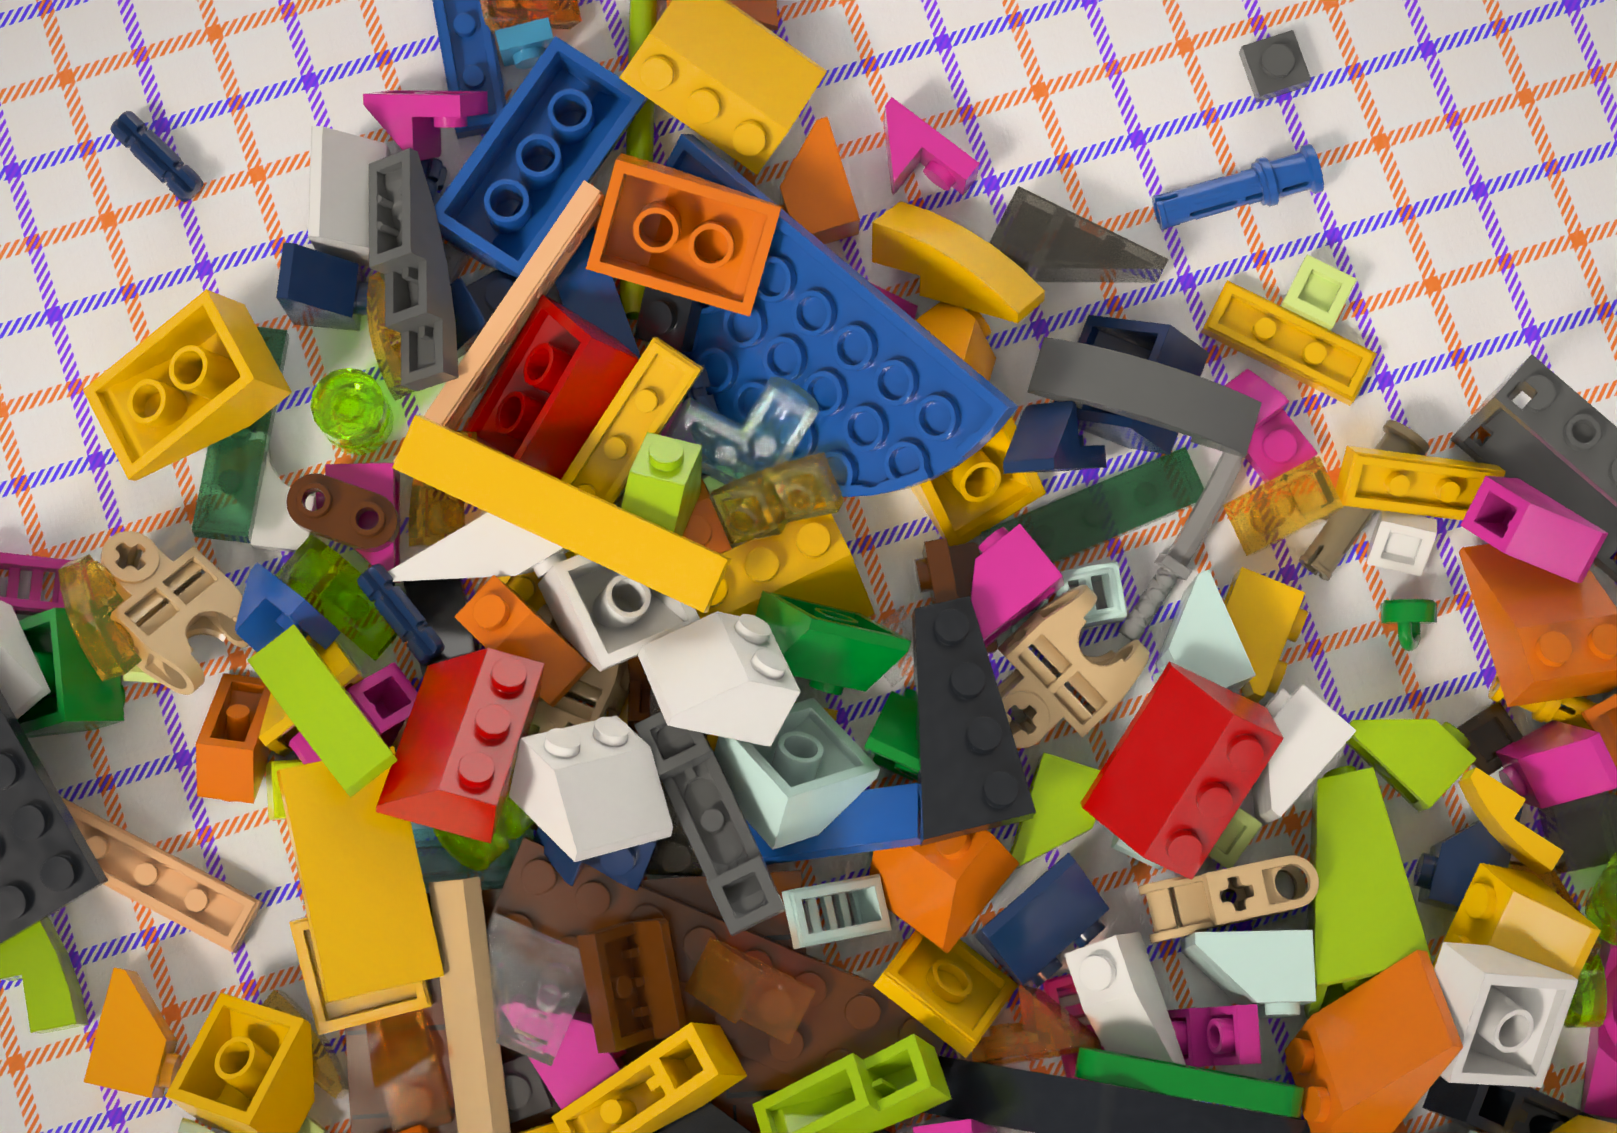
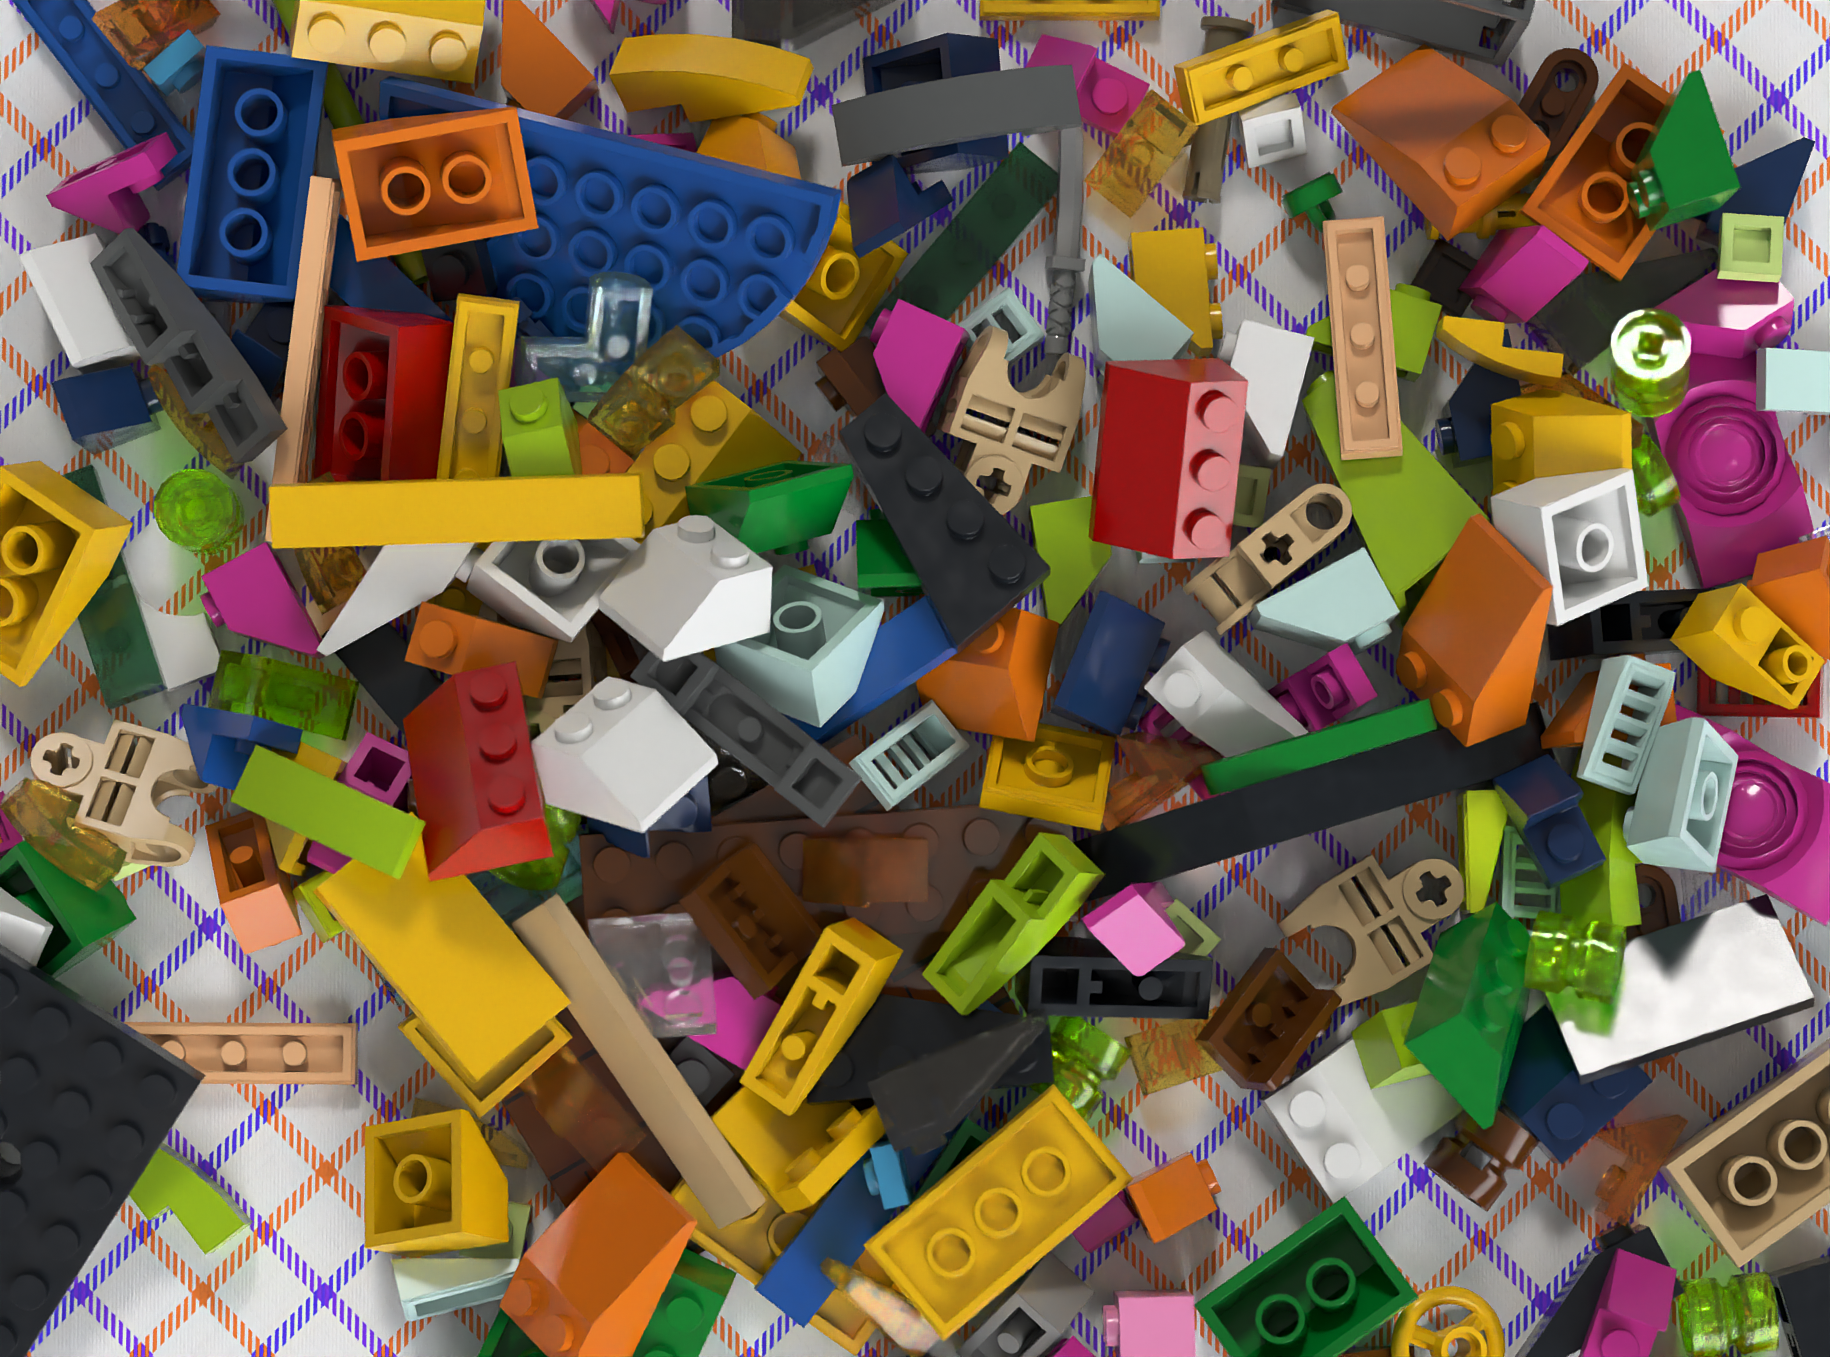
camera: 25 degrees left, 5 degrees up
(132, 1041) = (305, 1215): light orange slope -> none
(341, 513) = (242, 614): reddish brown plate -> none
(401, 614) = (350, 683): dark blue axle -> none
(1395, 753) = (1362, 338): none -> light nougat tile
(1533, 527) = (1389, 55): dark pink slope -> none

